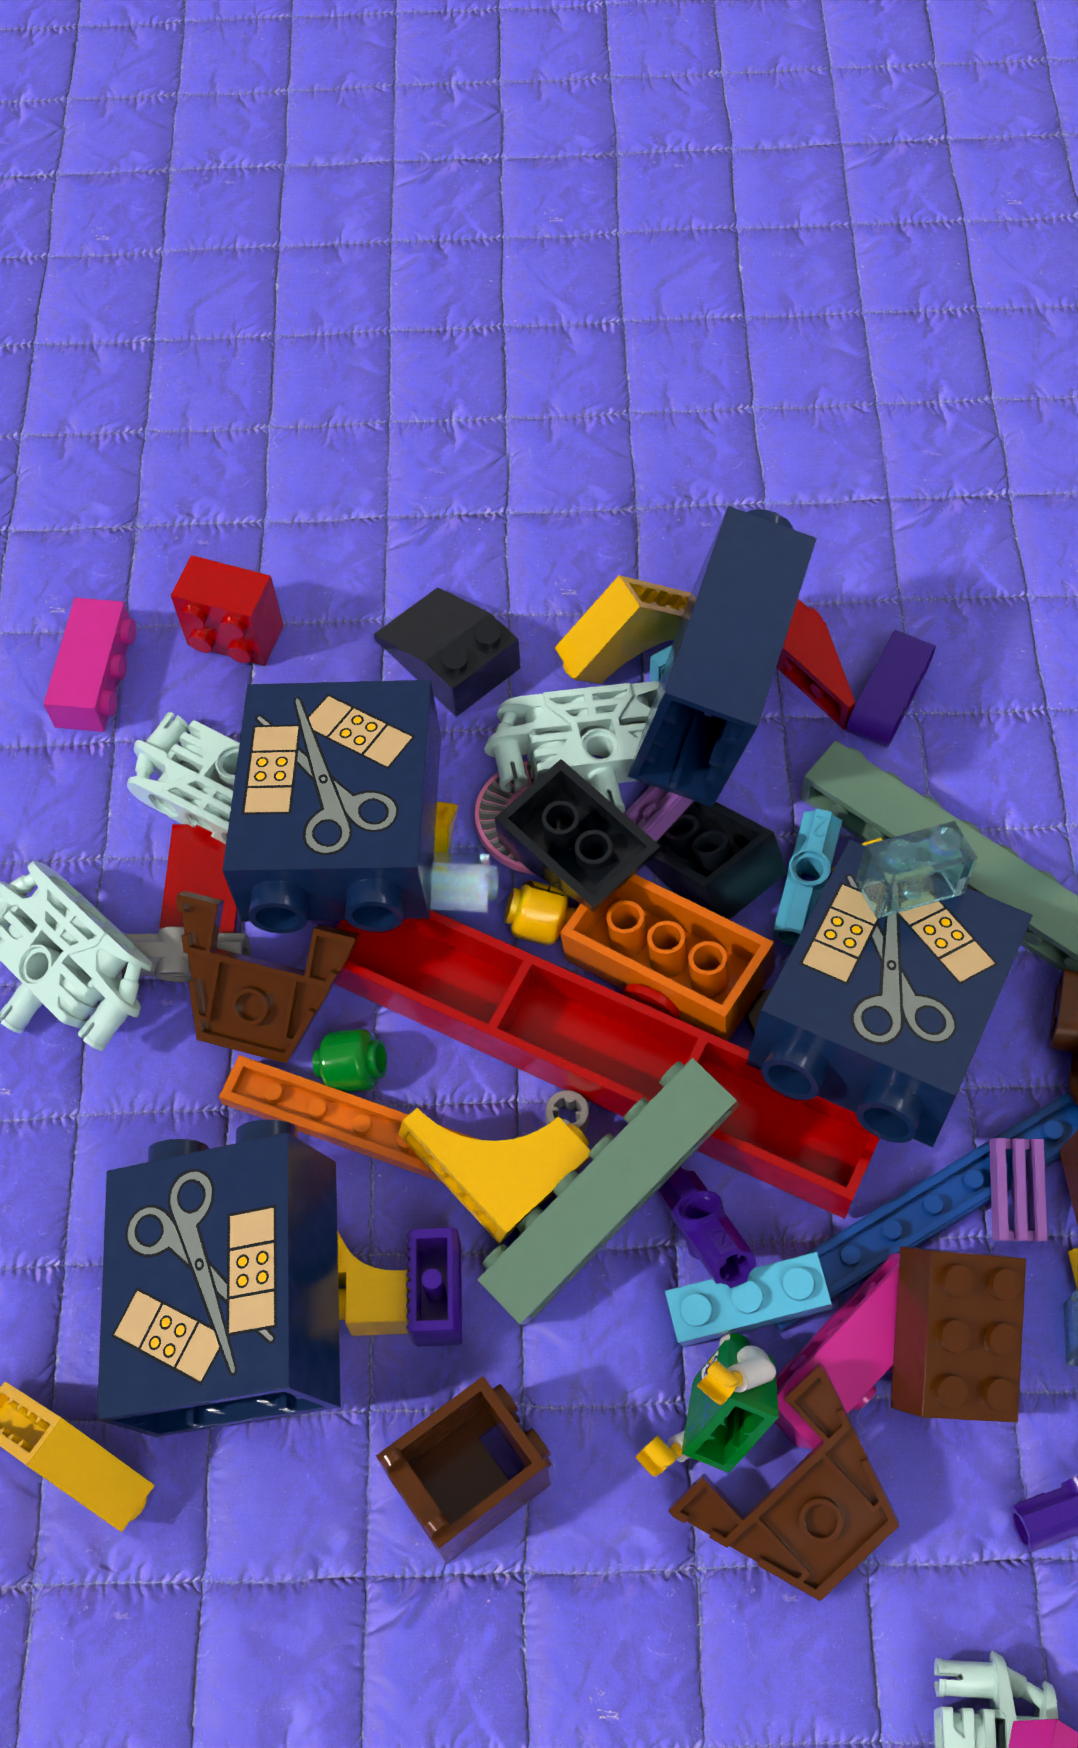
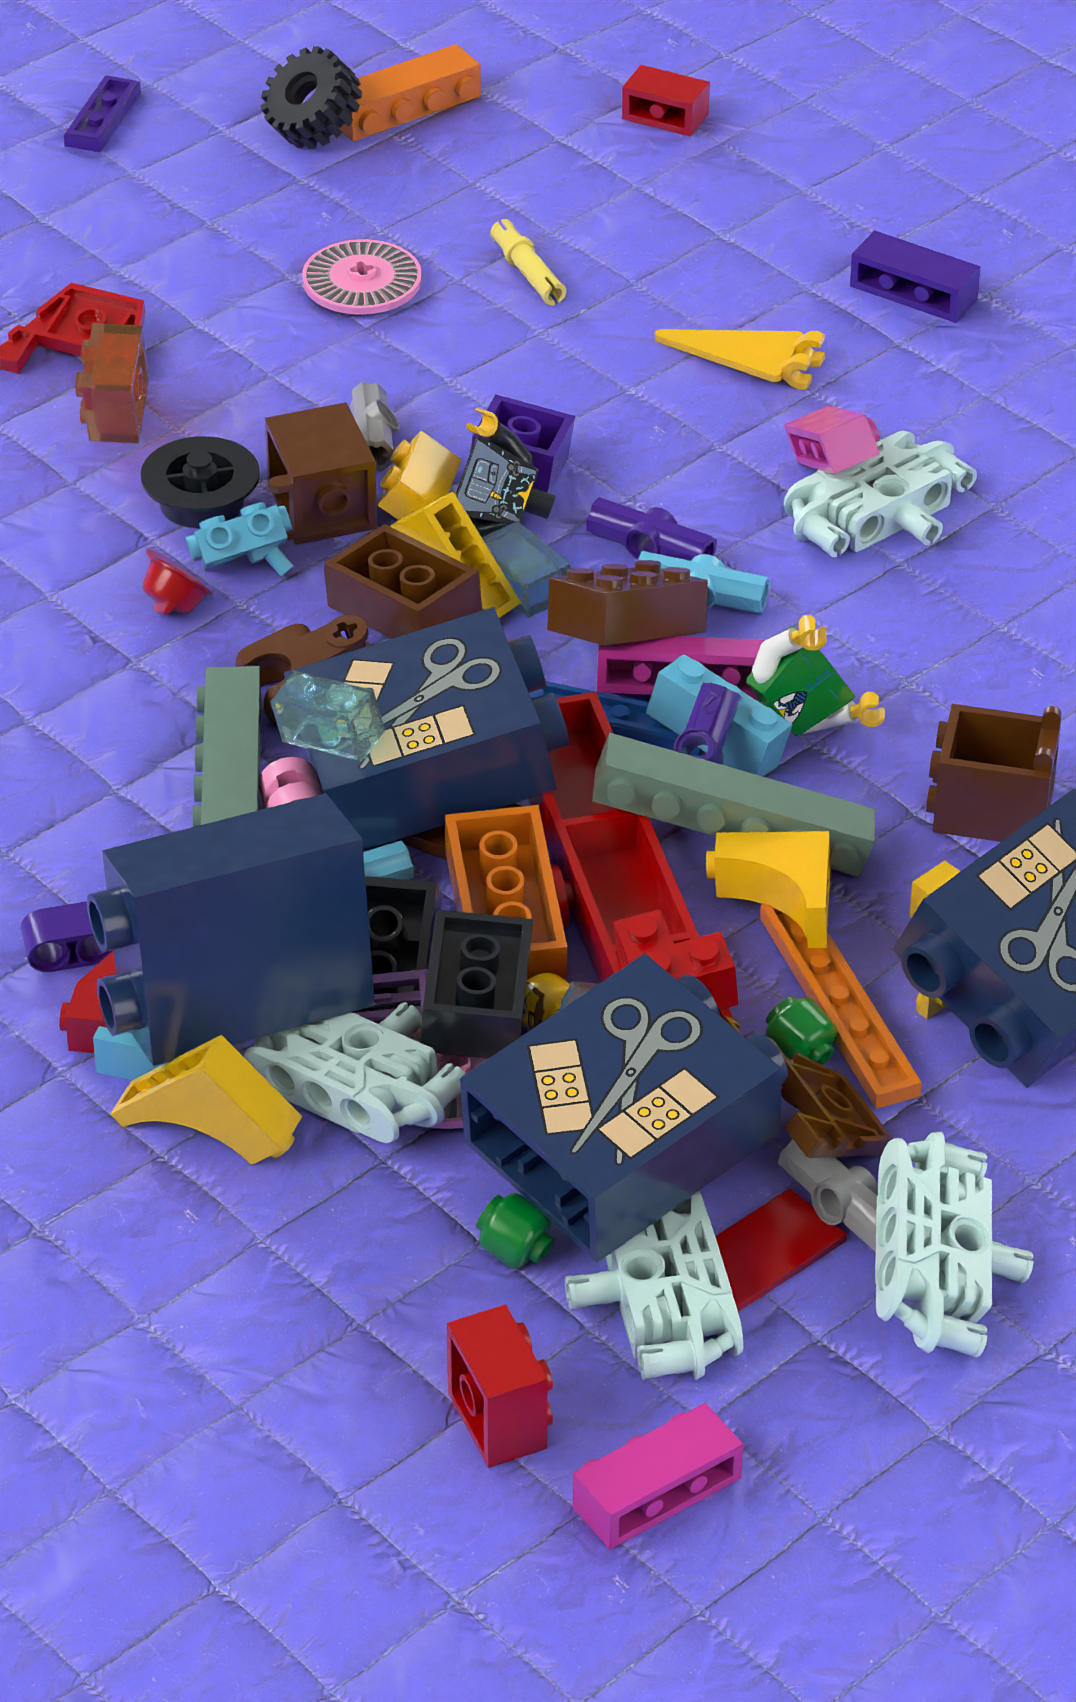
camera: 135 degrees left, 20 degrees down
(434, 1287) = (888, 872): dark purple brick -> none
(442, 945) = (701, 957): none -> red brick
(452, 646) = (351, 1234): black slope -> none
(570, 1101) = (702, 898): light grey bush -> none
(818, 1516) = (845, 632): reddish brown wing -> none
(979, 1484) = (725, 586): none -> medium azure piece

